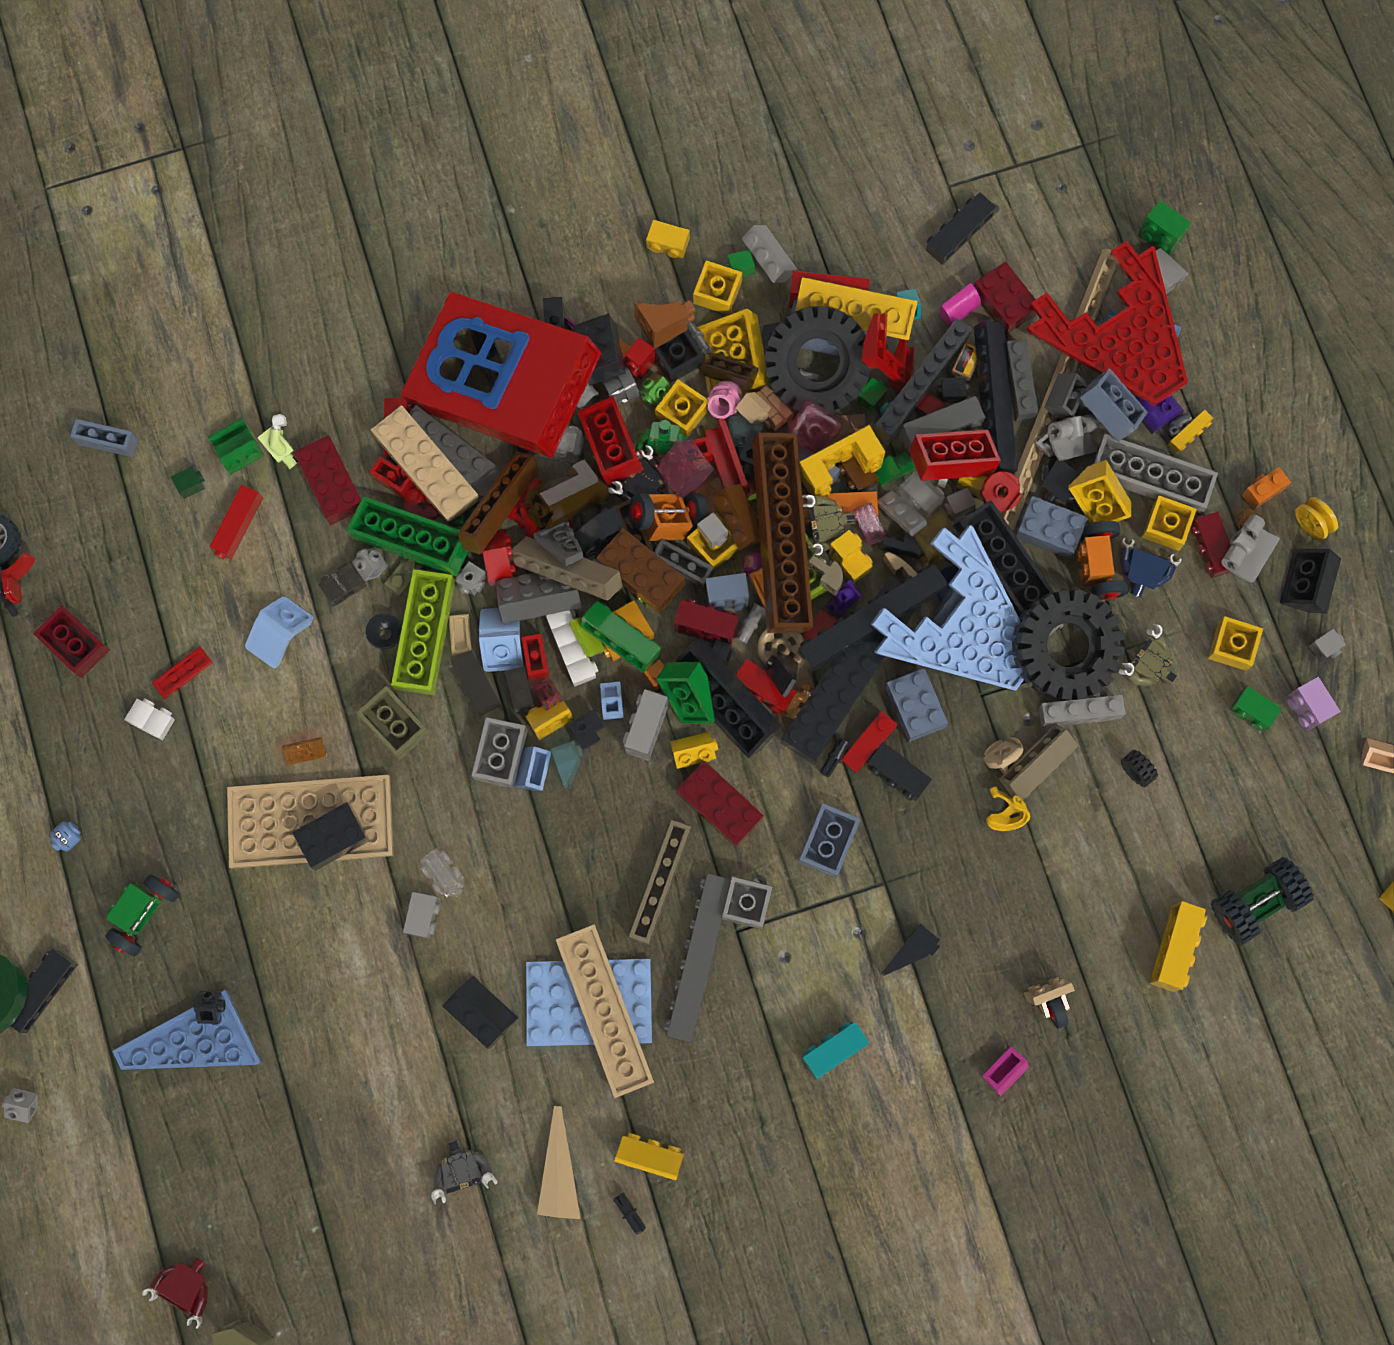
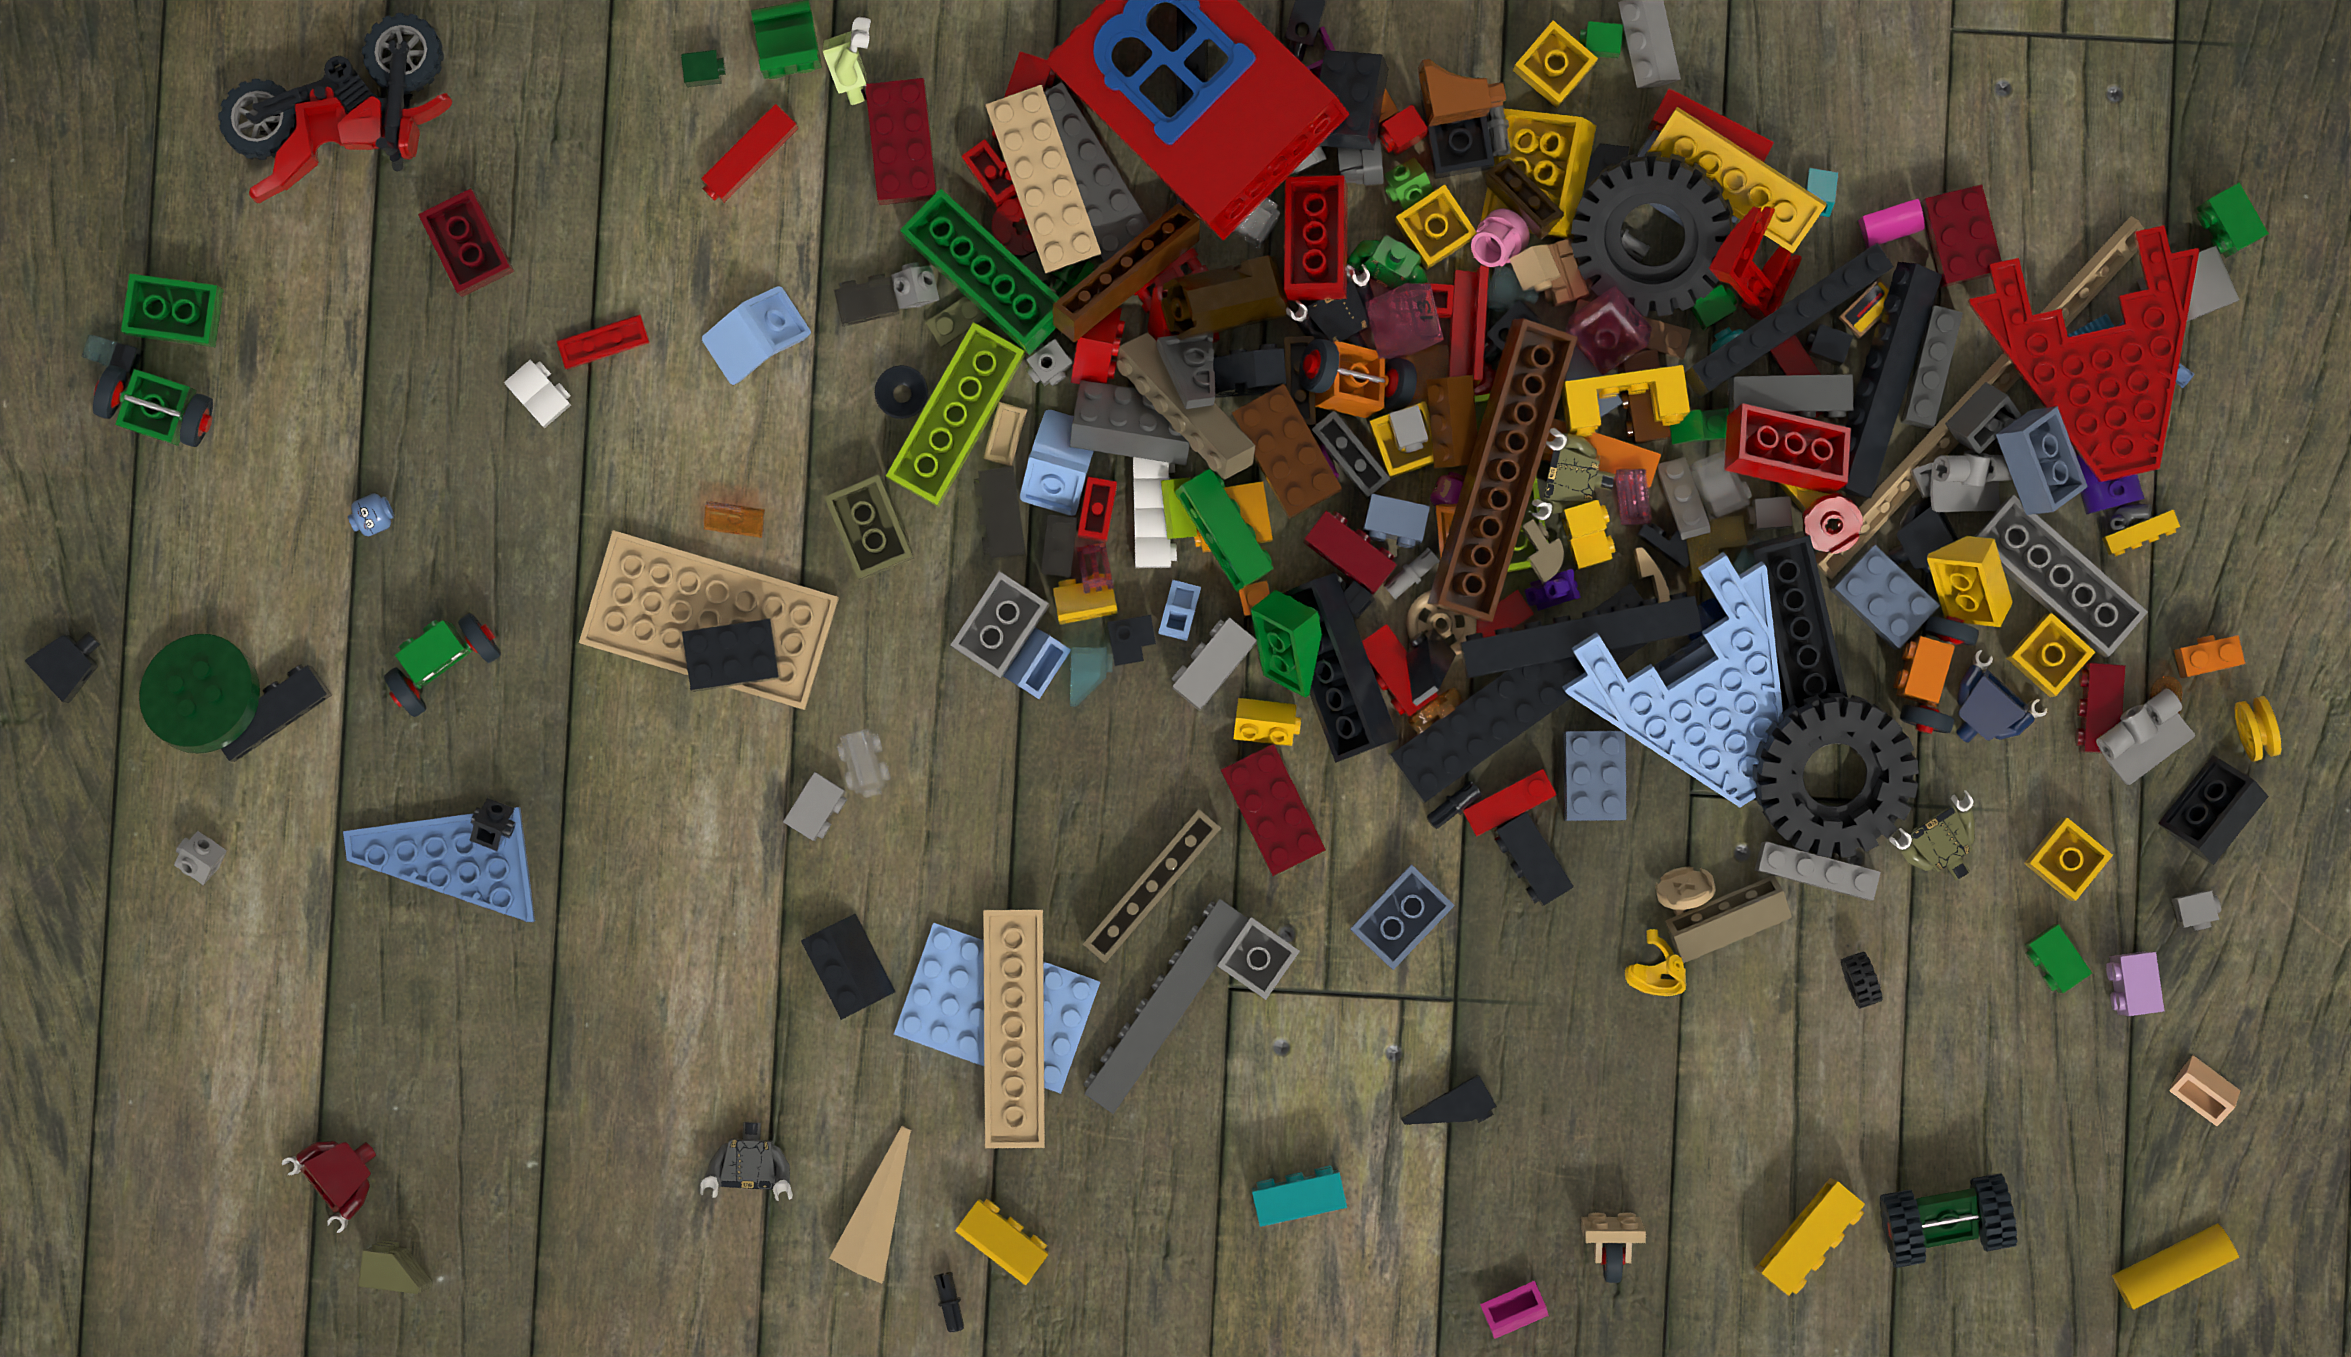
camera: 20 degrees right, 10 degrees up
(960, 228) = (1941, 105): black brick -> none

